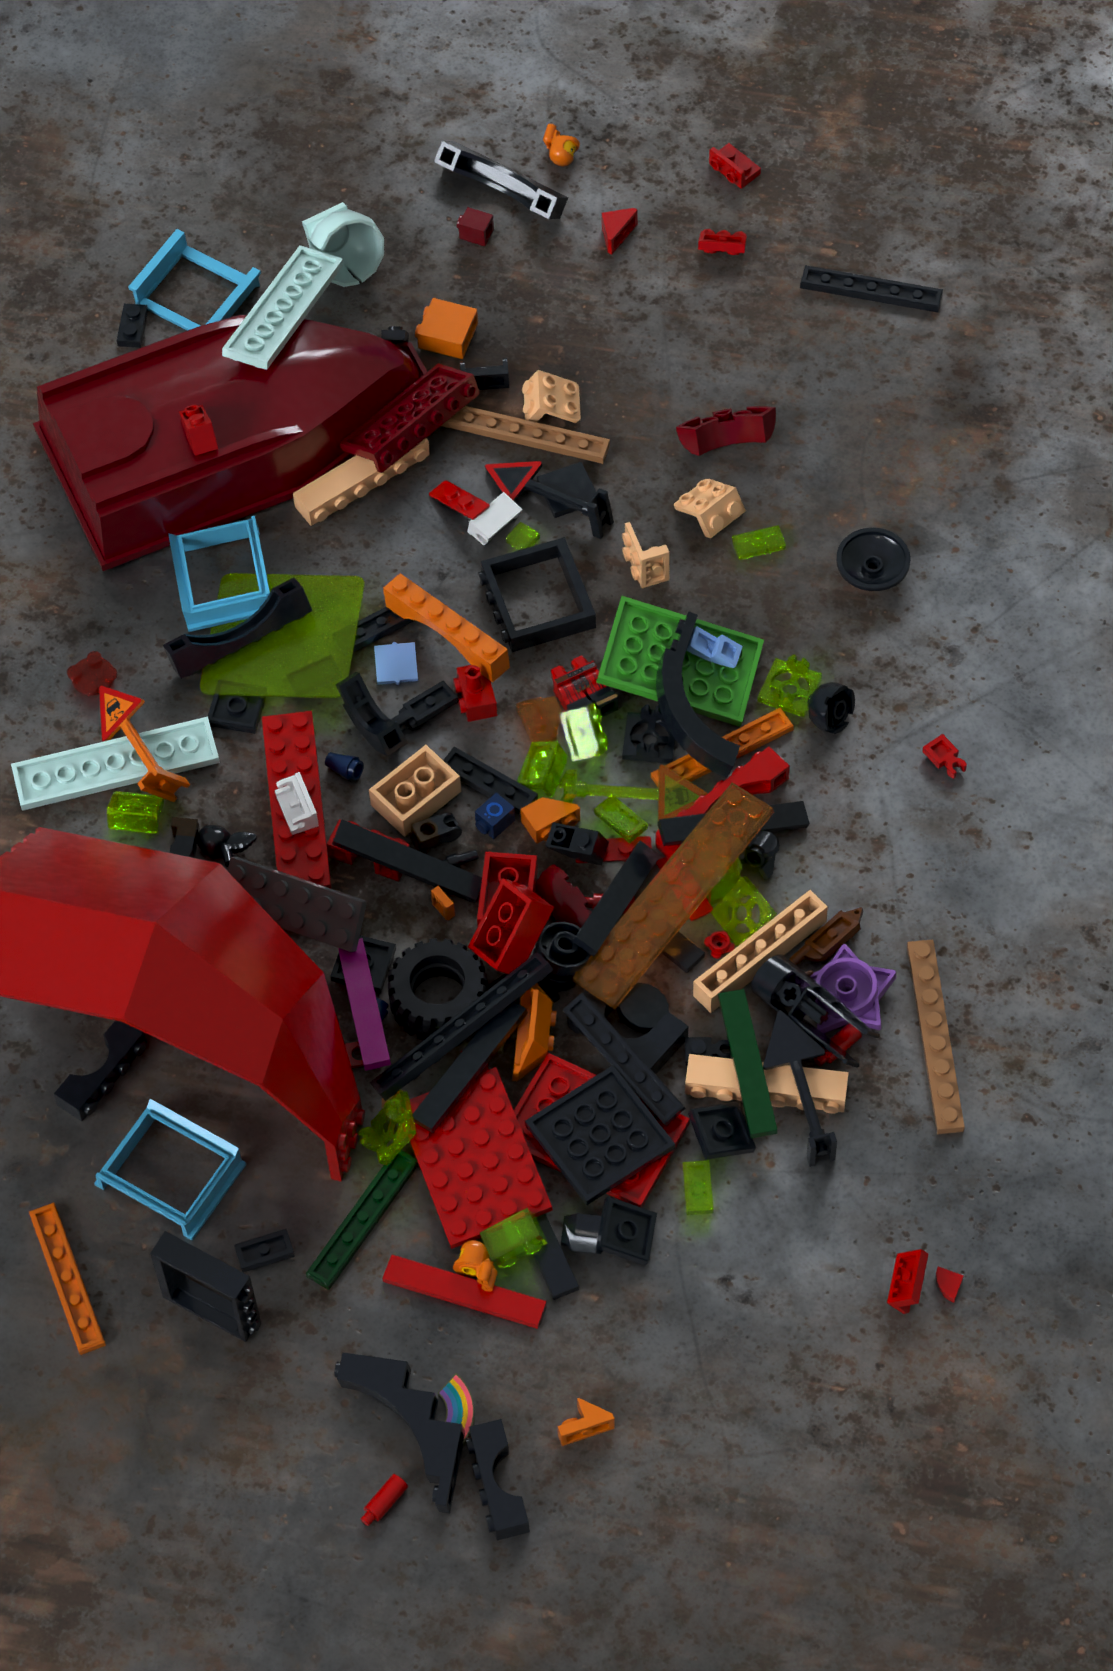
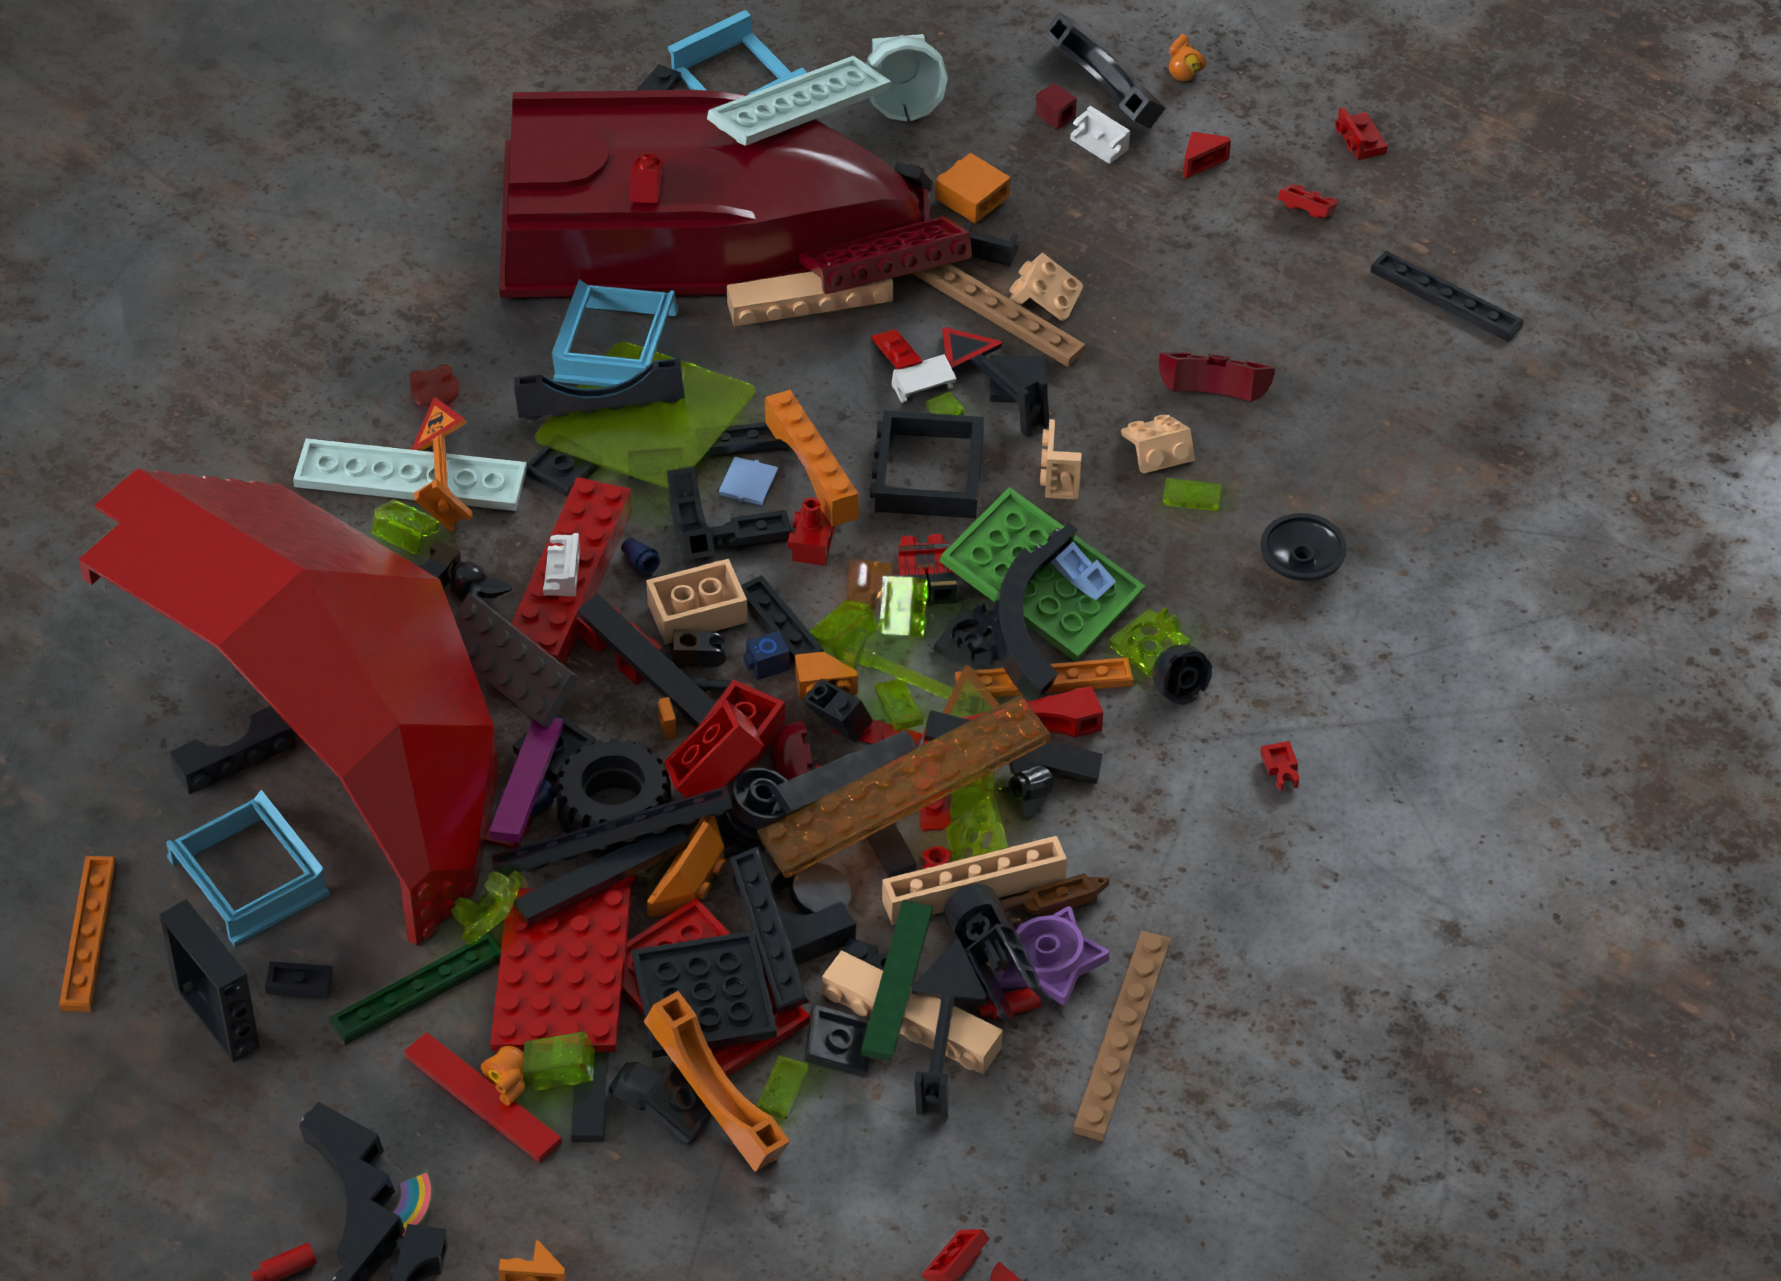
camera: 20 degrees right, 10 degrees down
(525, 240) = (1100, 135): none -> white hinge
(692, 1234) = (746, 1125): none -> orange arch

